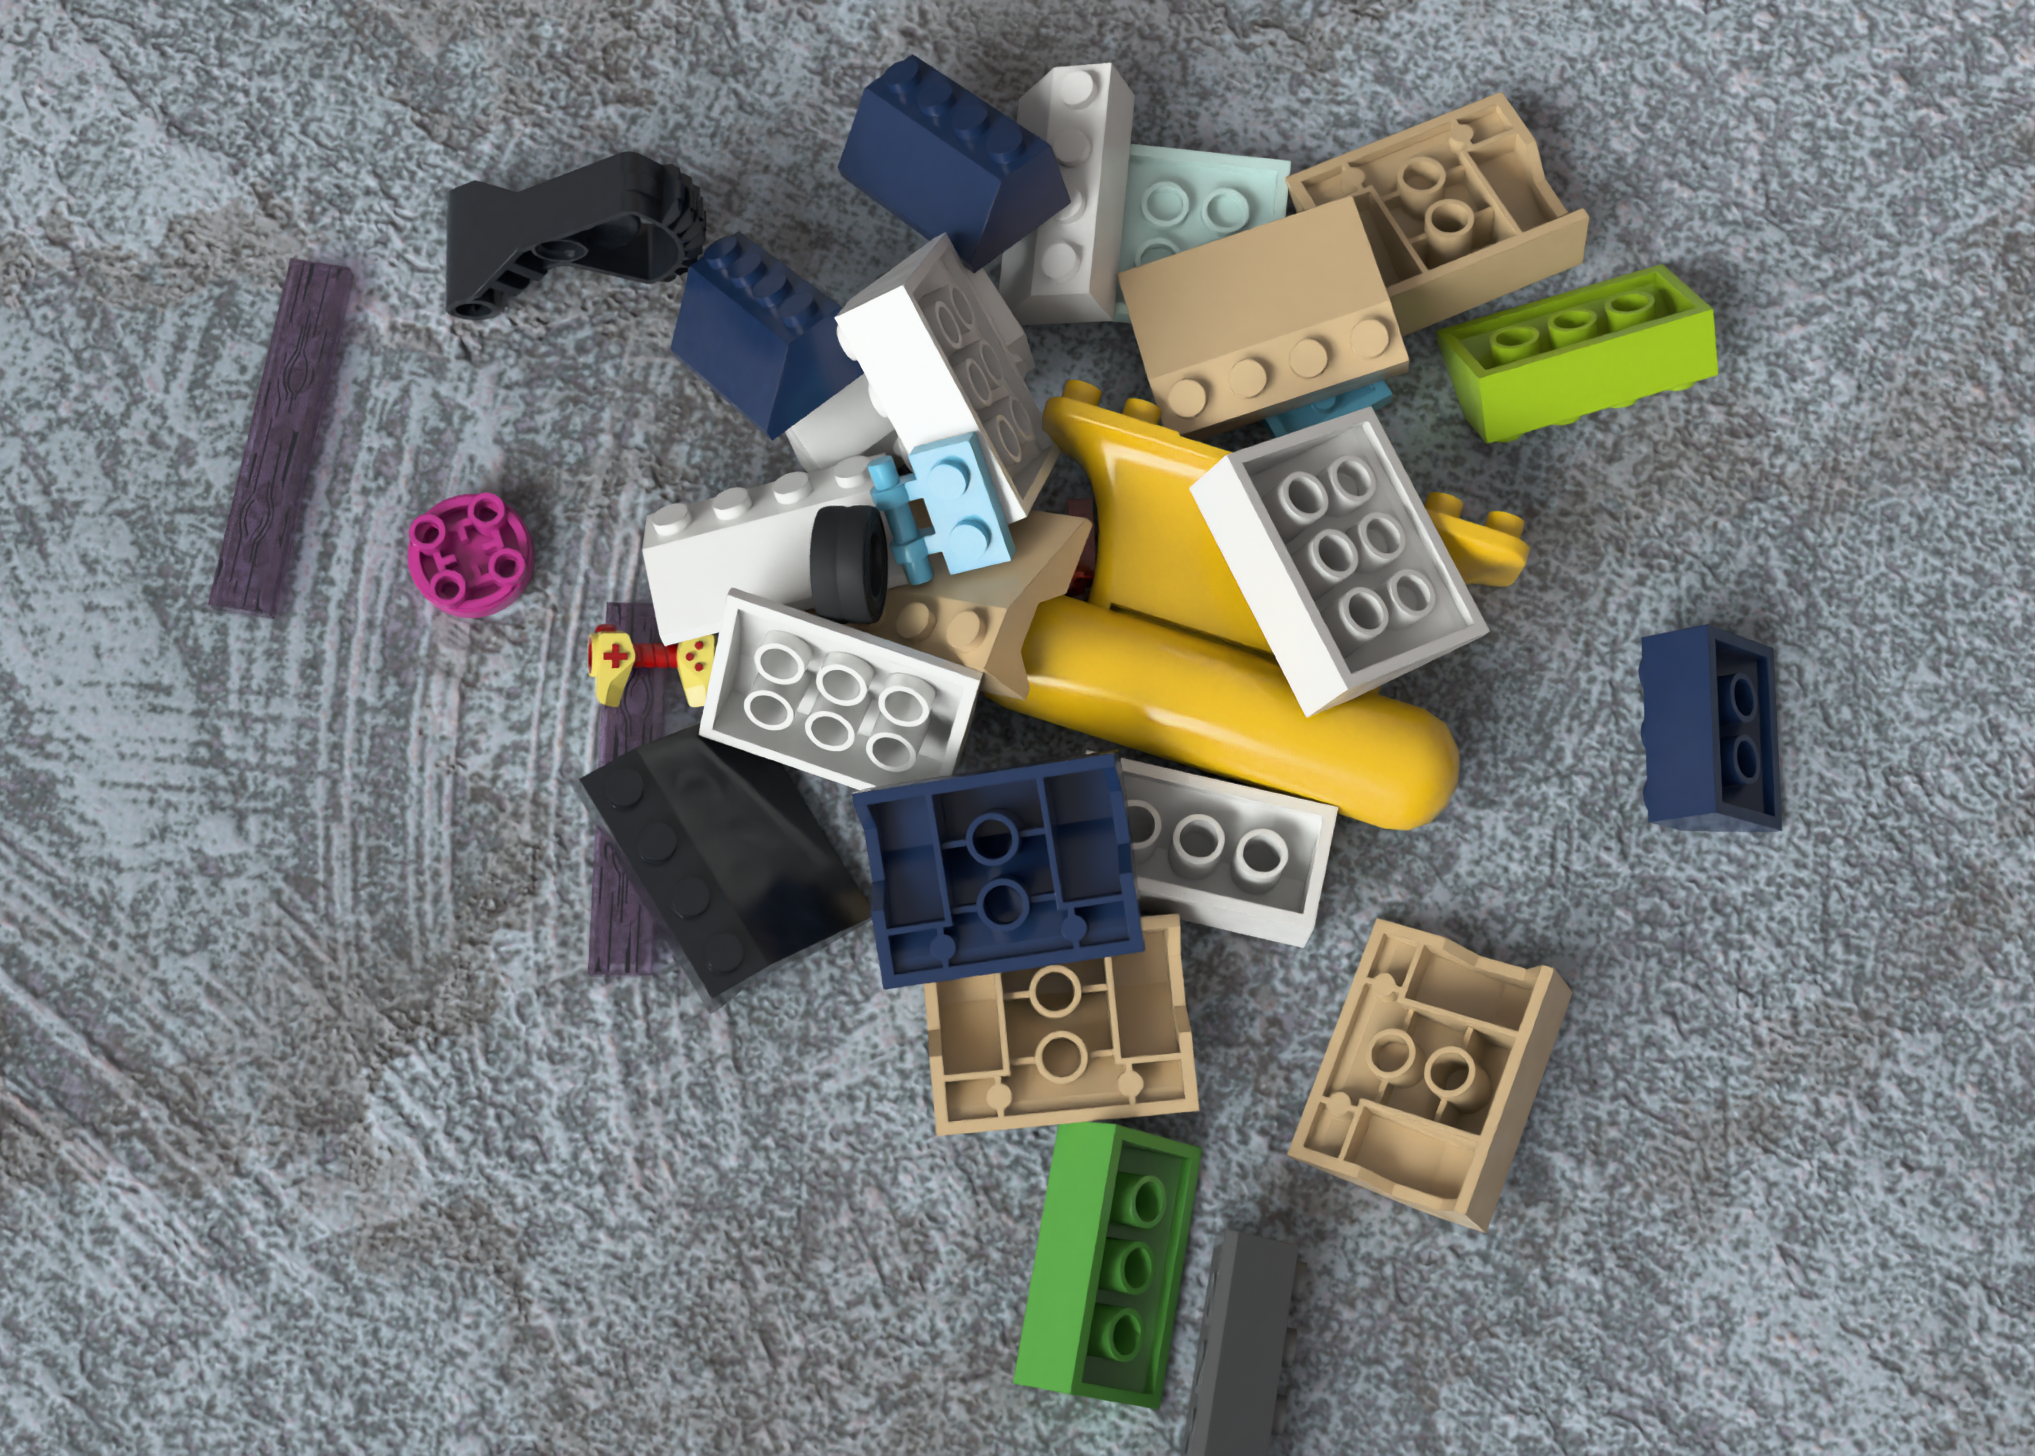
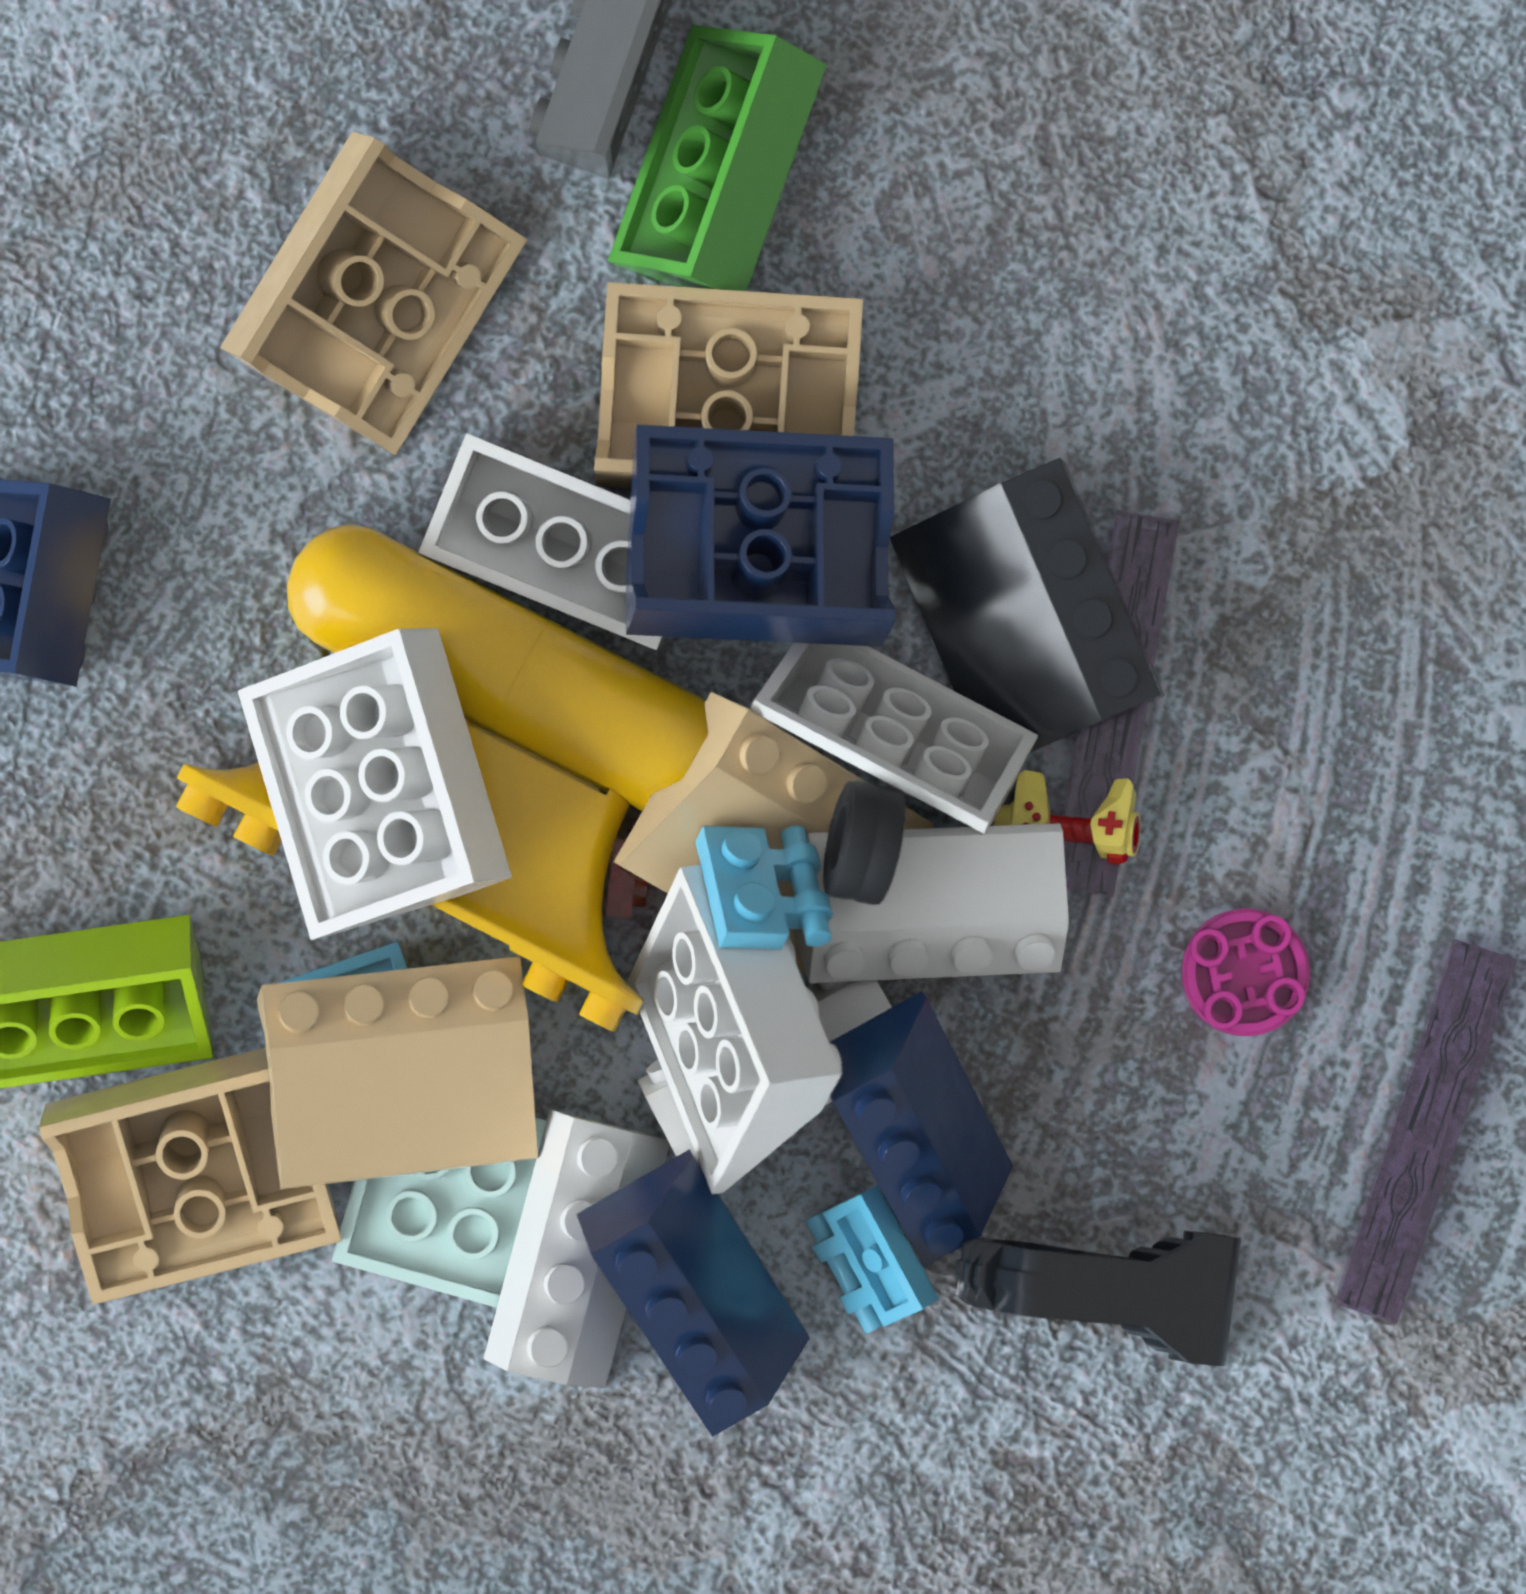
camera: 170 degrees left, 10 degrees up
(788, 229) = (871, 1260): none -> medium azure plate

